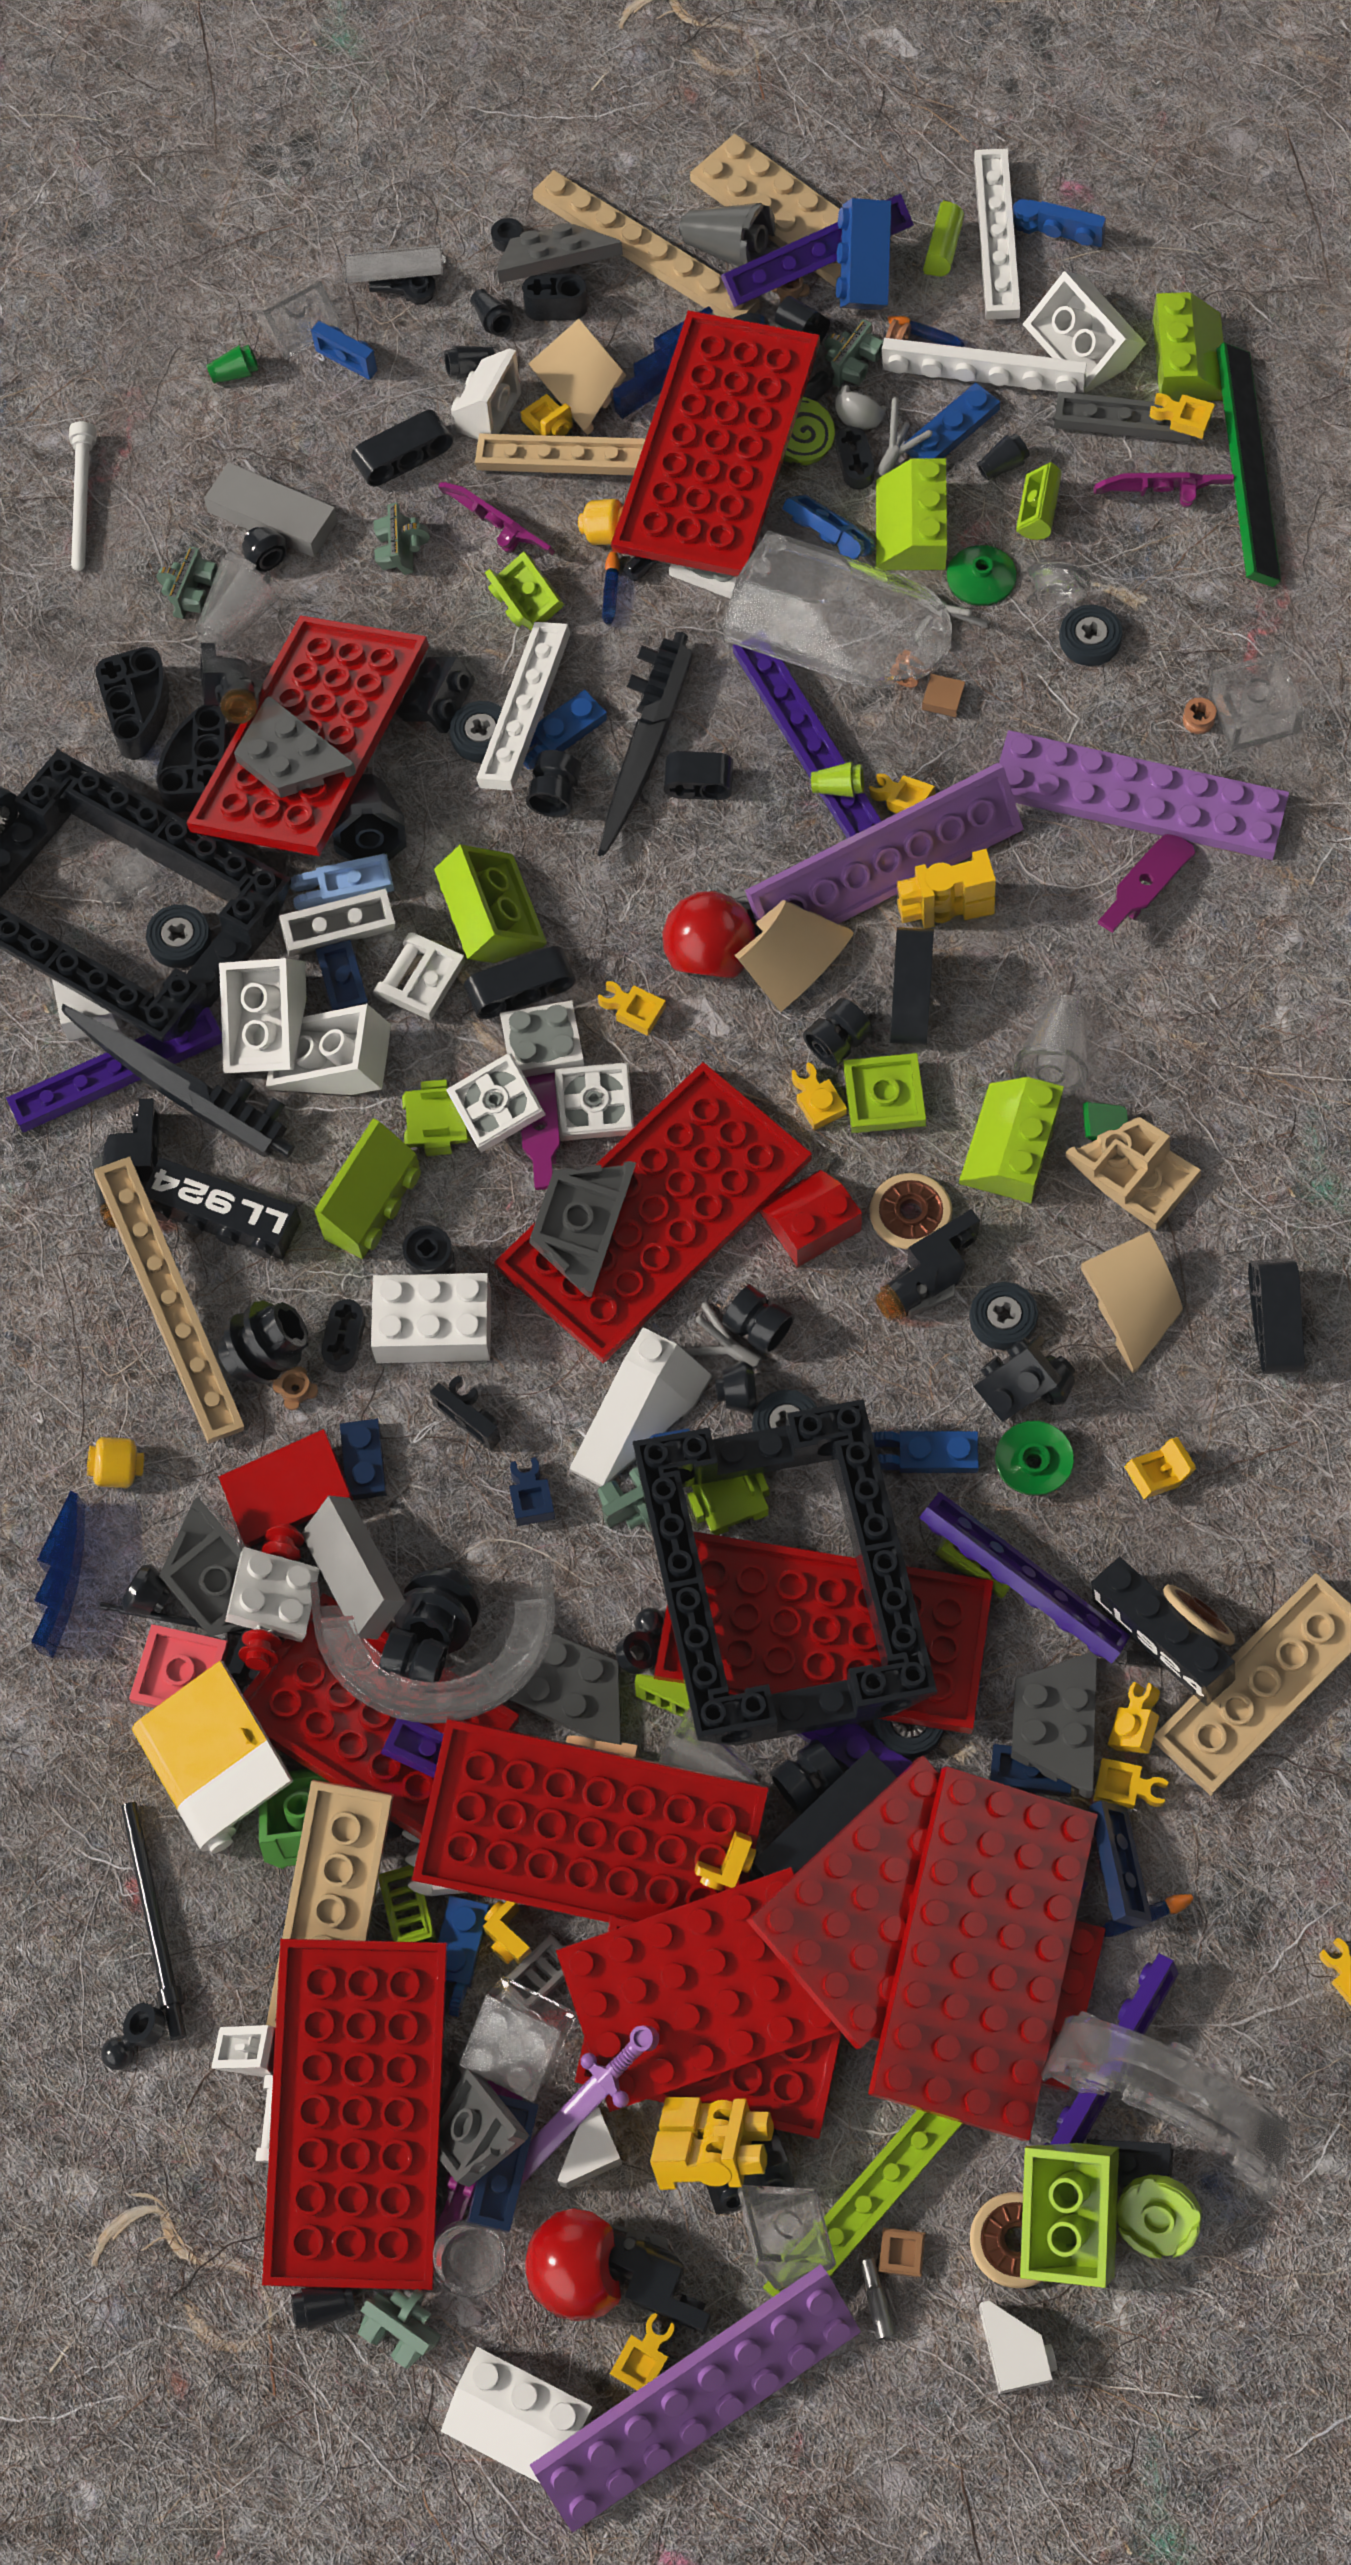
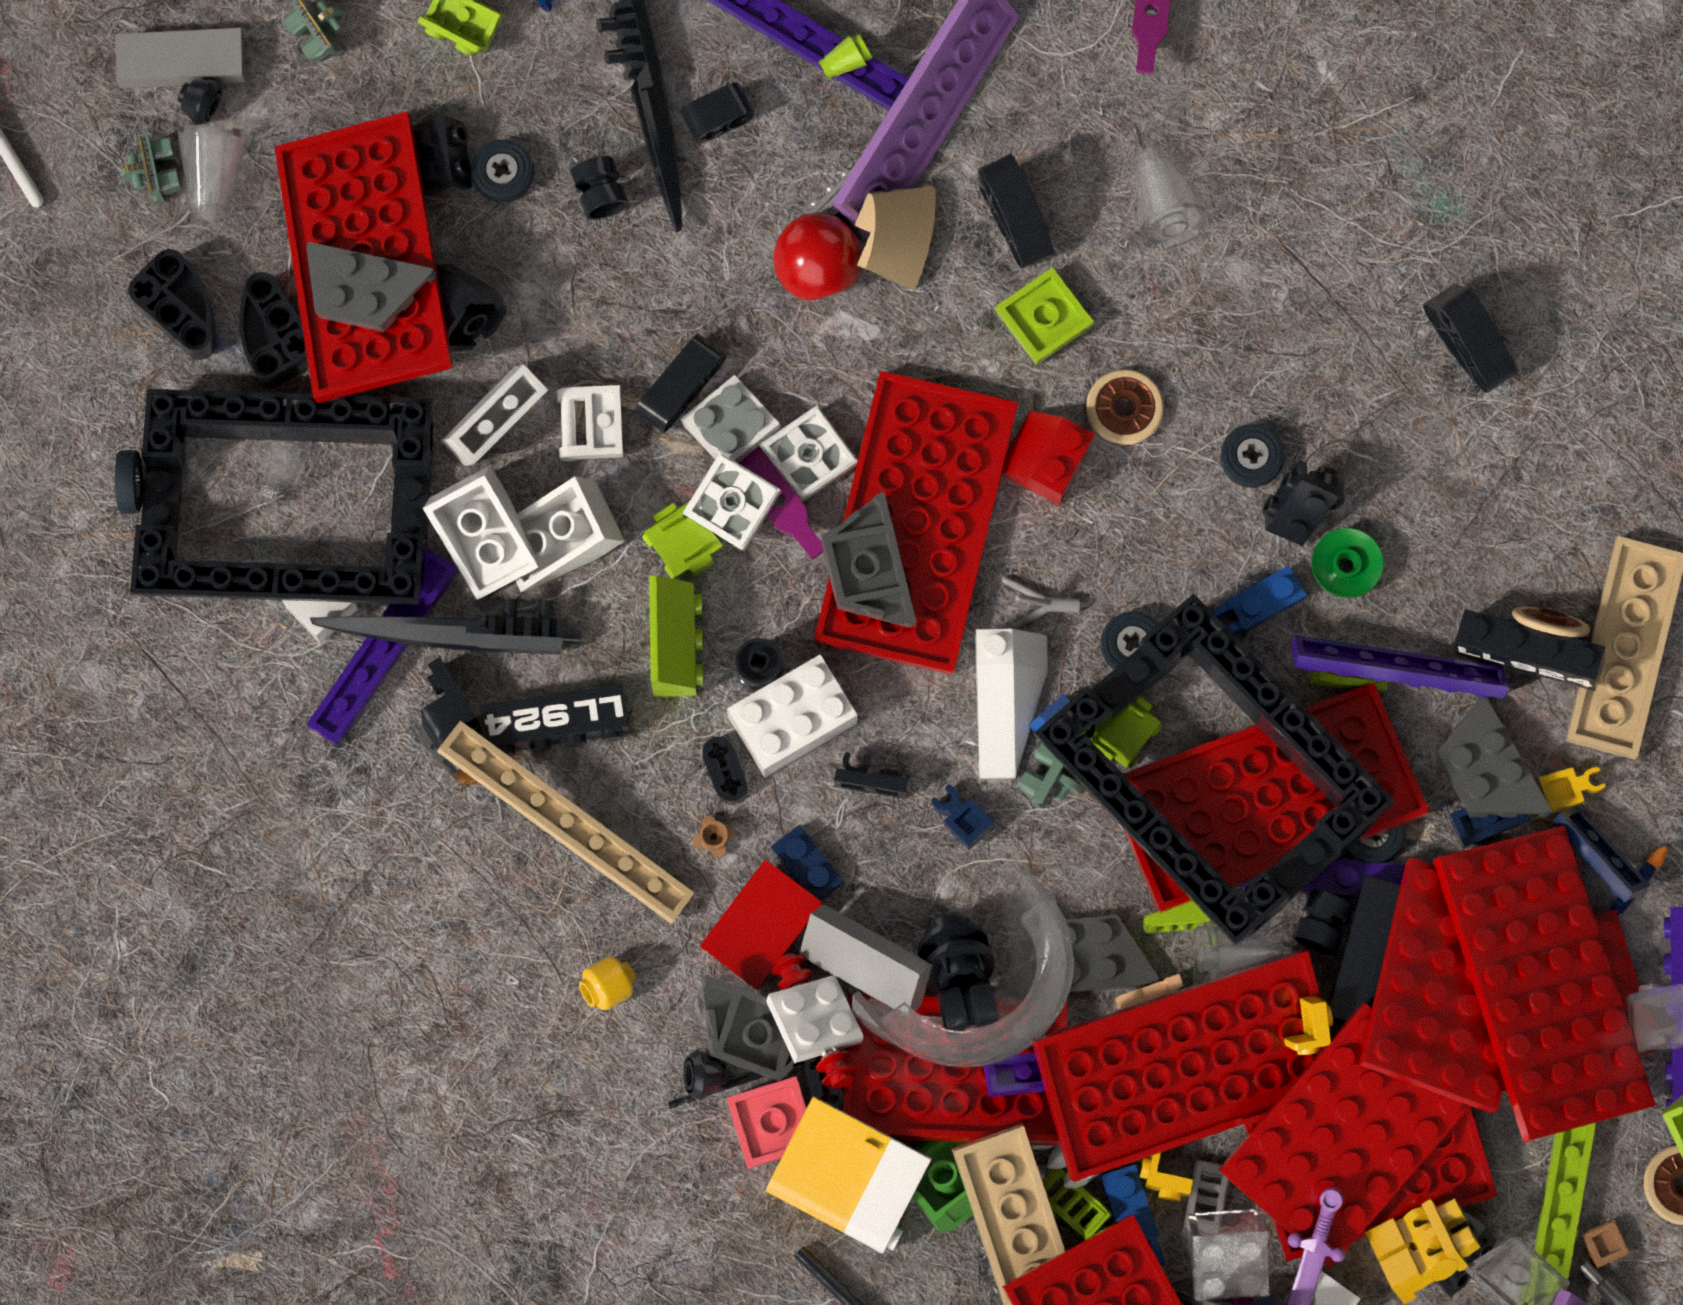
camera: 35 degrees left, 10 degrees up
(62, 1562) = (617, 1088): clear blue slope -> none
(178, 952) = (369, 512): black bush -> none
(228, 684) = (261, 248): black plate -> none
(262, 1342) = (670, 815): black piece -> none
(341, 975) = (526, 461): dark blue plate -> none
(342, 881) = (473, 372): light blue hinge -> none
(489, 904) = (611, 327): lime slope -> none
(523, 706) = (531, 129): white plate -> none
(566, 726) = (569, 130): blue hinge -> none
(635, 1009) = (794, 352): yellow plate -> none
(648, 1627) = (1128, 896): black plate -> none
(737, 1388) = (1077, 636): black cone -> none
(762, 1322) = (1060, 569): black wheel -> none
(818, 1101) = (992, 352): yellow plate -> none
(841, 1029) = (977, 282): black wheel -> none
(901, 794) = (907, 39): yellow plate -> none
(933, 1270) = (1176, 452): black plate -> none
(948, 891) = (996, 108): yellow hips -> none
(1012, 1137) = (1171, 298): lime slope -> none
(1102, 1118) = (1241, 245): green slope -> none
(1134, 1295) = (1349, 382): tan slope -> none
(1136, 1725) = (1549, 736): yellow plate -> none
(1137, 1170) = (1288, 272): tan slope -> none
(1161, 1469) = (1451, 516): yellow bracket -> none

